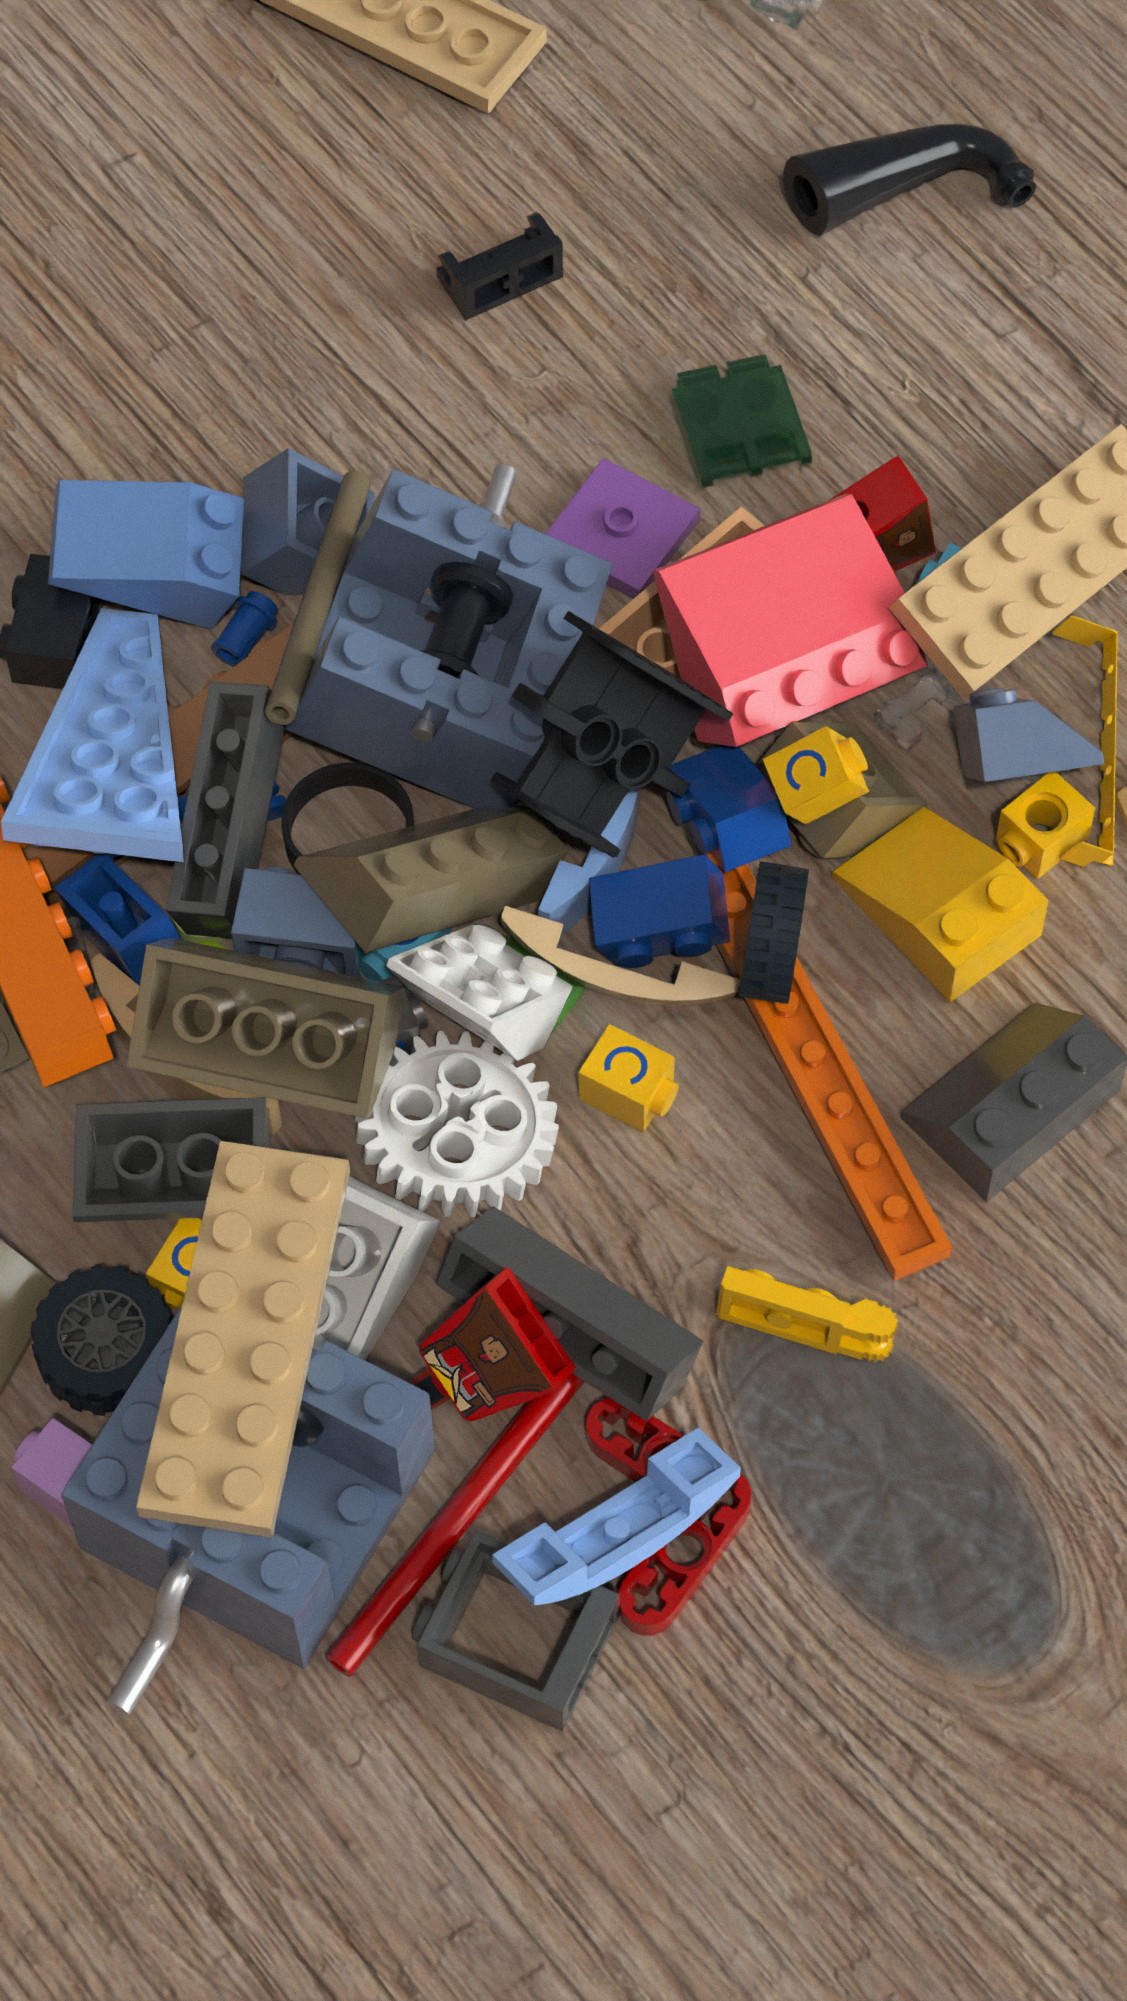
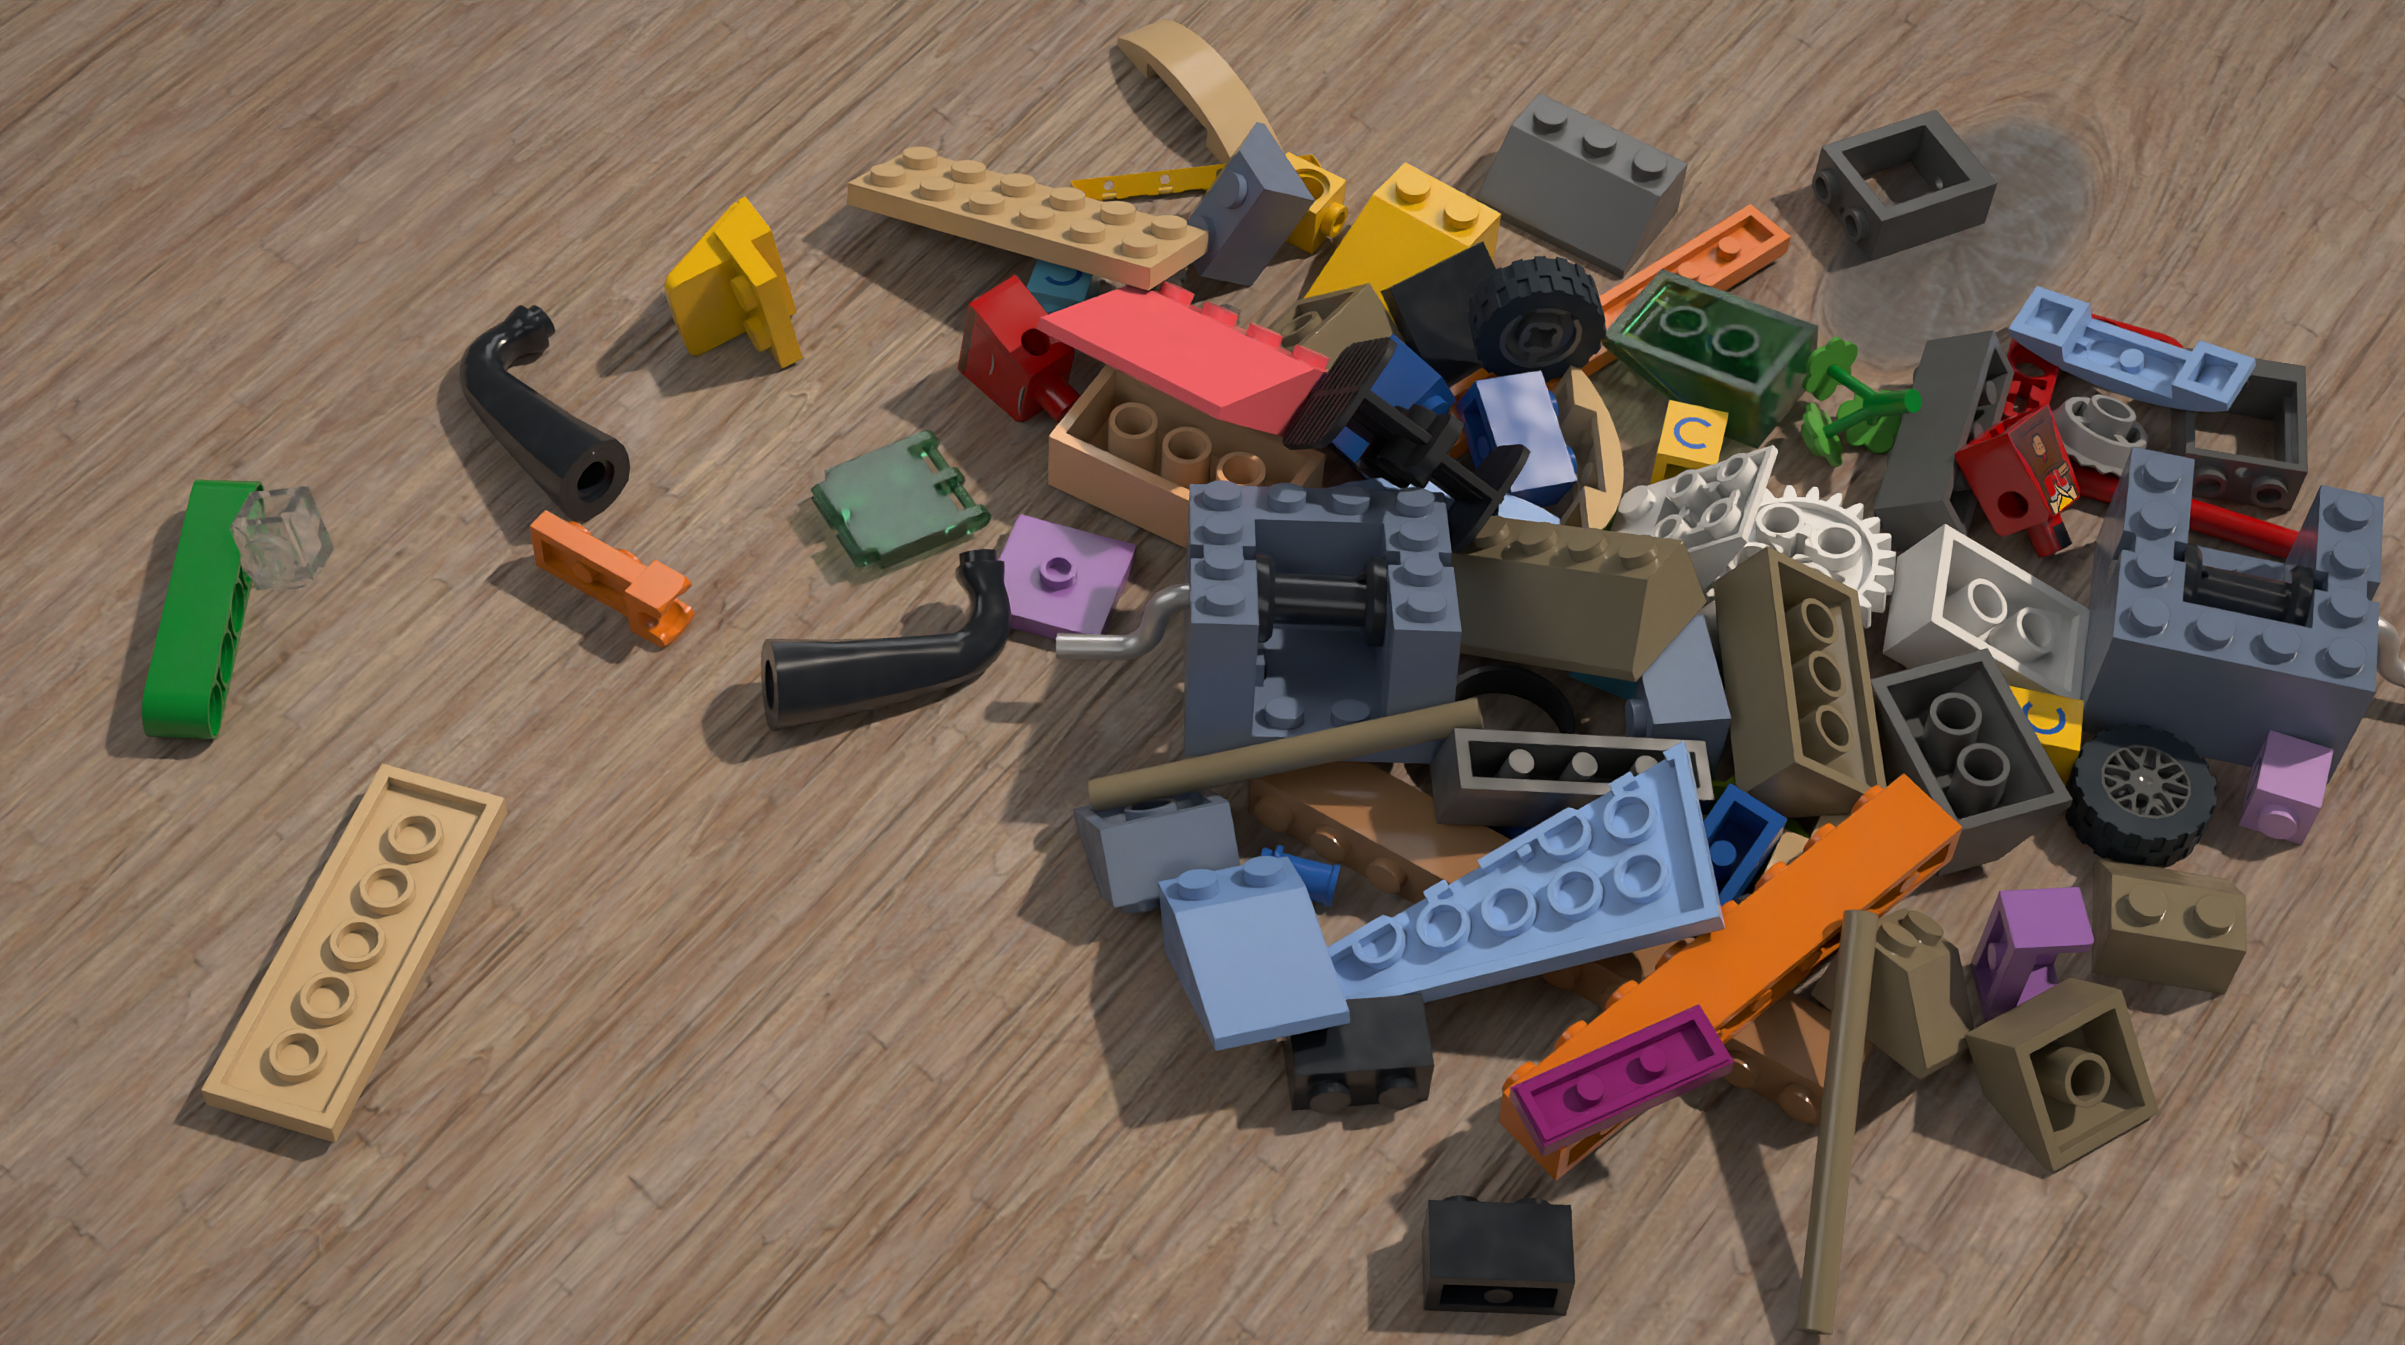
camera: 110 degrees left, 10 degrees down
(244, 1340) = (2166, 570): tan plate -> none
(503, 270) = (739, 745): black hinge -> none
(541, 1475) = (2099, 432): none -> light grey piece
(545, 328) = (843, 677): none -> black animal
(623, 1220) = (1869, 418): none -> bright green plant
(701, 202) = (614, 578): none -> orange plate
(735, 1129) = (1715, 352): none -> clear green slope
(806, 1315) = (1855, 289): yellow hinge -> none
(817, 774) = (1362, 303): yellow brick -> none
(848, 909) = (1434, 308): none -> black tile
(962, 1481) = (1955, 174): none -> dark grey window
(1011, 328) = (733, 287): none -> yellow piece

